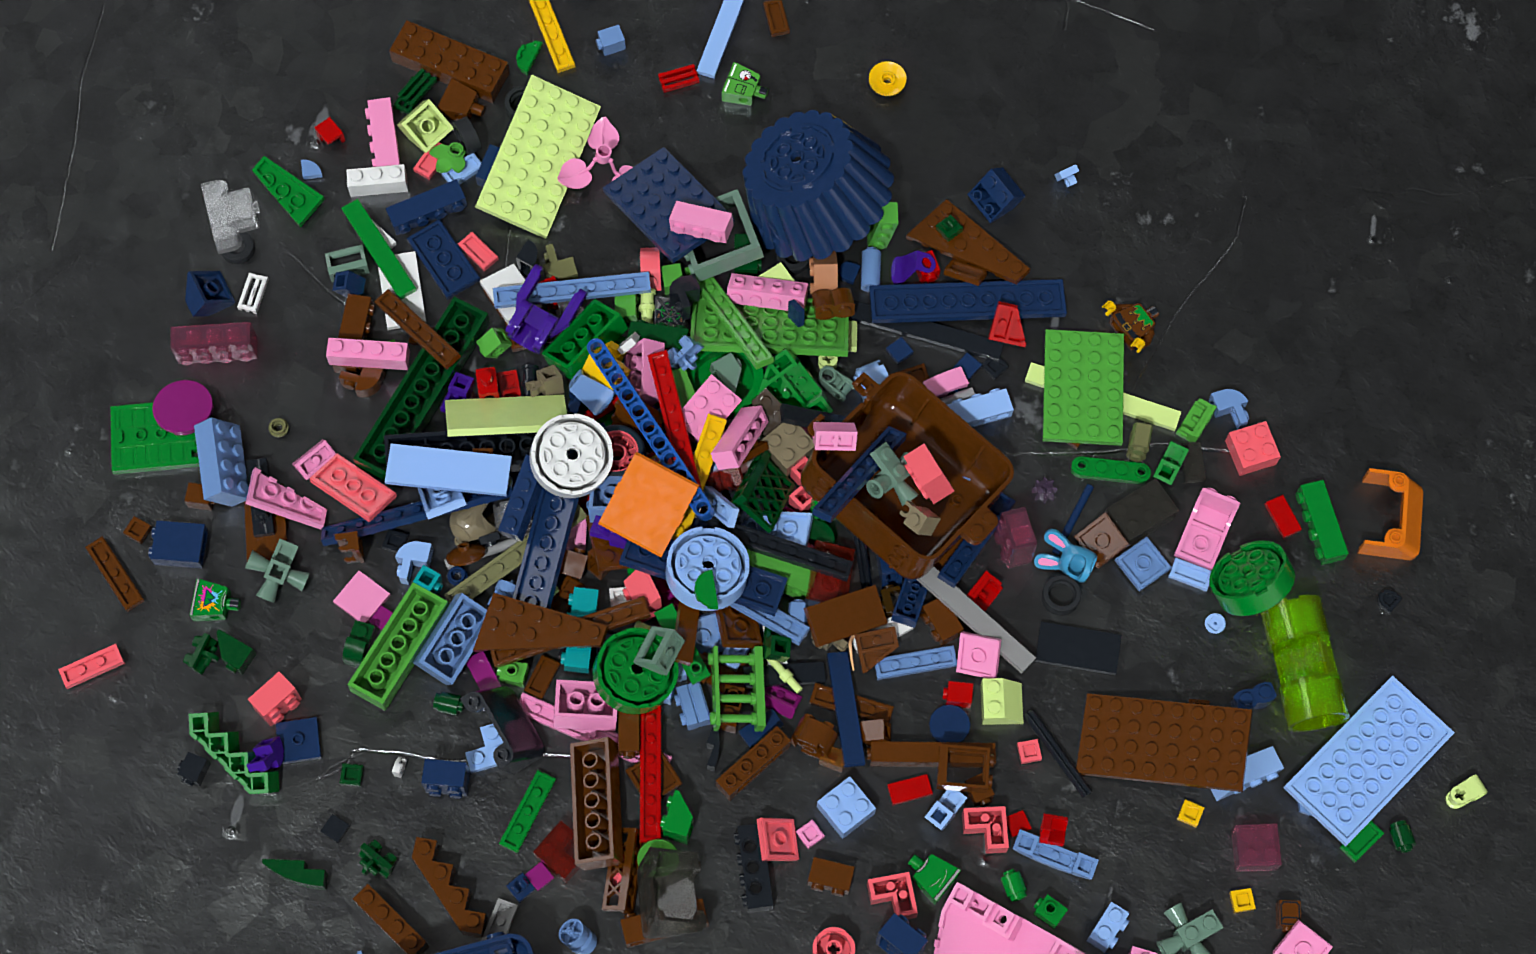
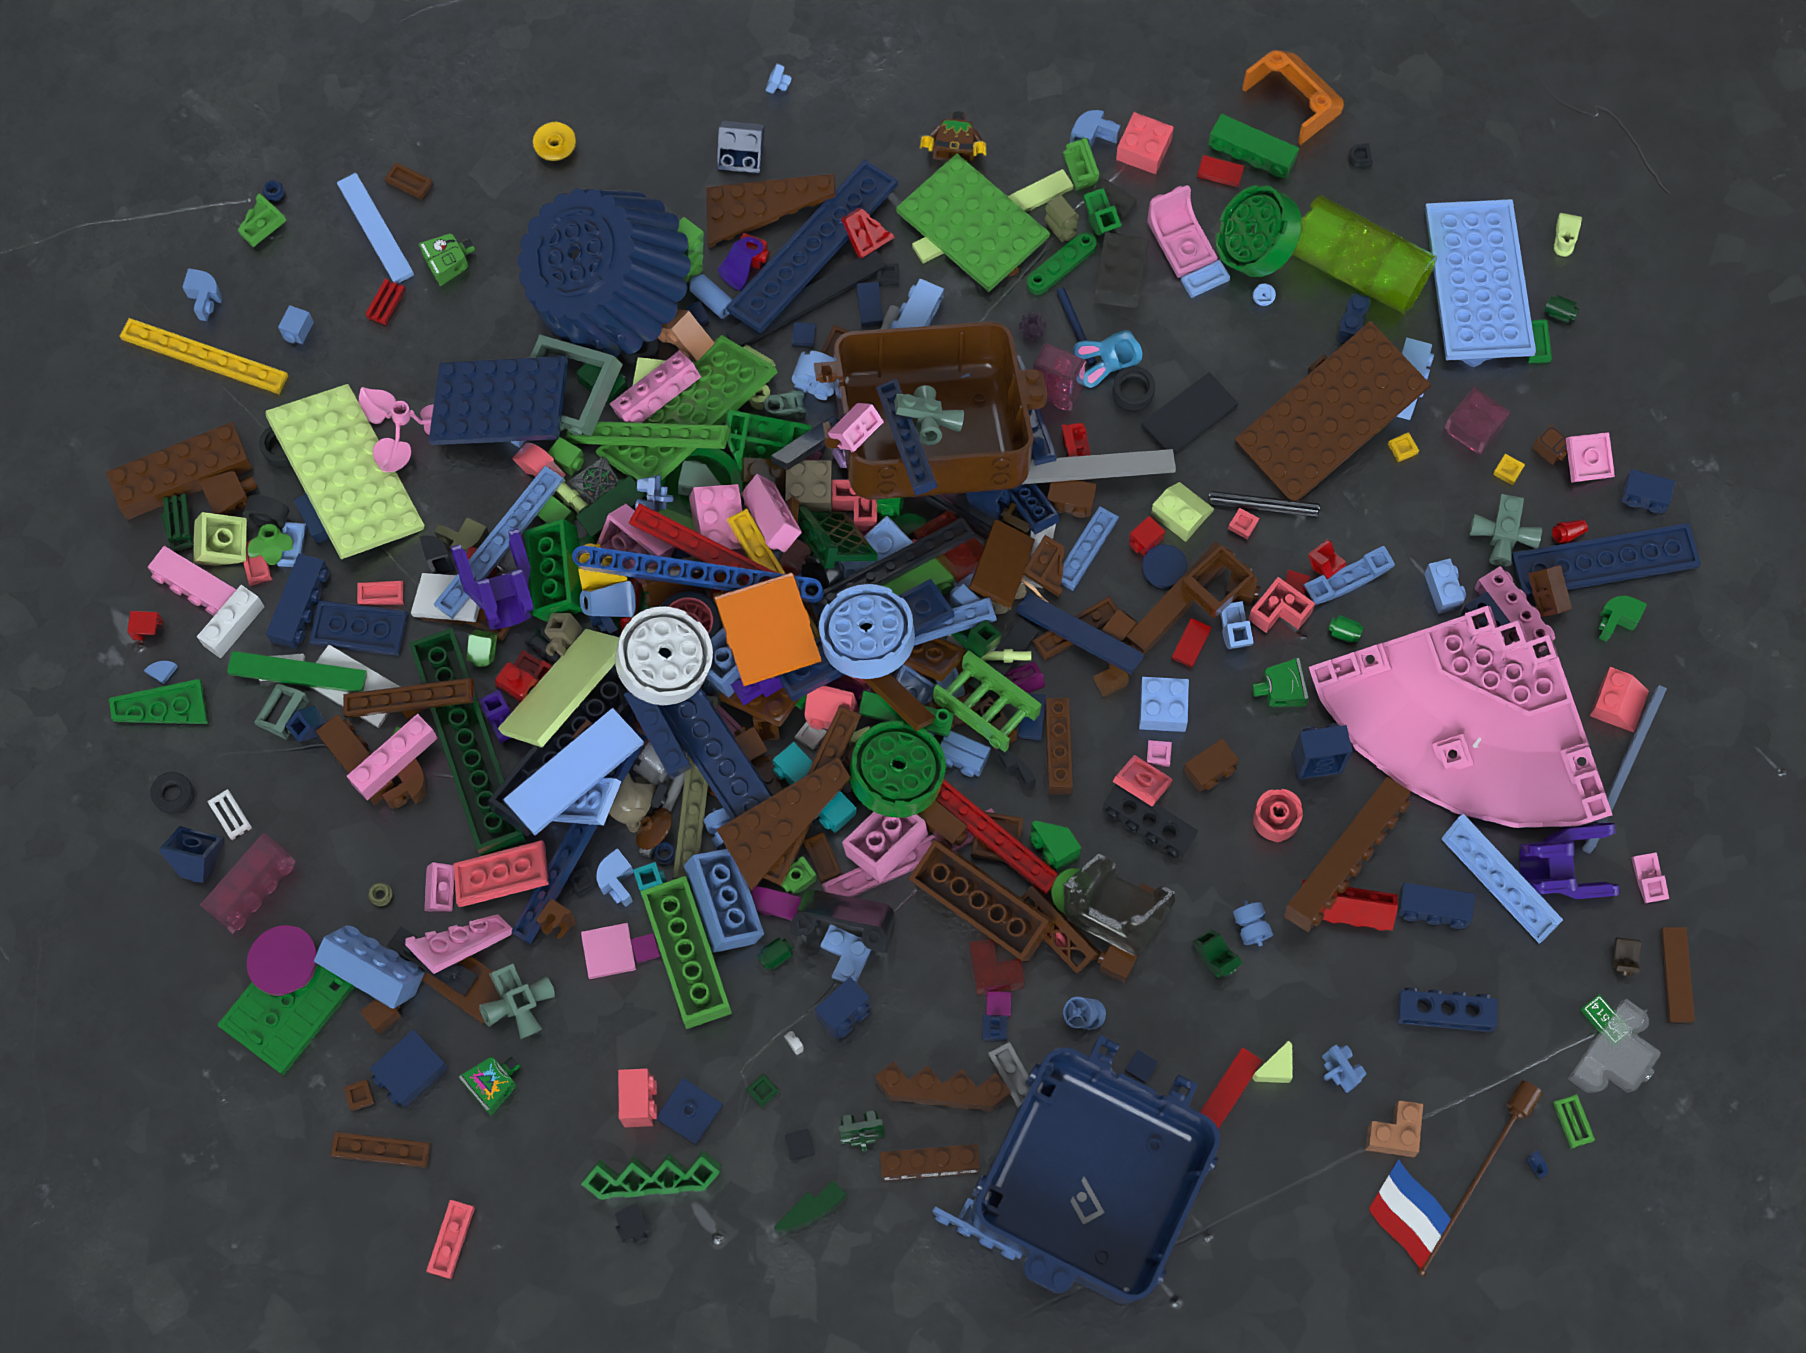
camera: 45 degrees left, 0 degrees up
(203, 654) = (534, 1128): dark green hips -> none
(229, 214) = (135, 771): clear brick -> none
(234, 653) = (557, 1101): dark green slope -> none
(268, 755) = (681, 1146): dark purple brick -> none
(357, 643) = (652, 986): dark green brick -> none
(527, 55) = (237, 404): green tile -> none
(527, 811) = (931, 967): green tile -> none
(628, 343) = (596, 533): white tile -> none
(666, 652) = (910, 726): sand green tile -> none
(682, 293) = (593, 456): black brick -> none
(701, 222) = (547, 382): bright pink brick -> none
(705, 590) = (891, 644): green tile -> none
(724, 509) = (829, 576): light blue tile -> none
(796, 313) = (699, 380): dark blue tile -> none
(814, 736) = (1082, 677): reddish brown brick -> none
(833, 303) = (716, 346): reddish brown brick -> none
(896, 889) = (1273, 721): coral brick -> none
(920, 519) = (987, 424): dark tan brick -> none
(927, 474) = (955, 385): coral brick -> none
(946, 382) = (870, 315): bright pink slope -> none
(949, 228) = (737, 203): dark green tile -> none
(965, 272) = (786, 226): reddish brown tile -> none
(978, 655) = (1129, 491): bright pink tile -> none
(1049, 911) = (1392, 619): green brick -> none
(1103, 538) = (1115, 315): reddish brown tile -> none
(1143, 564) = (1164, 305): medium blue plate -> none

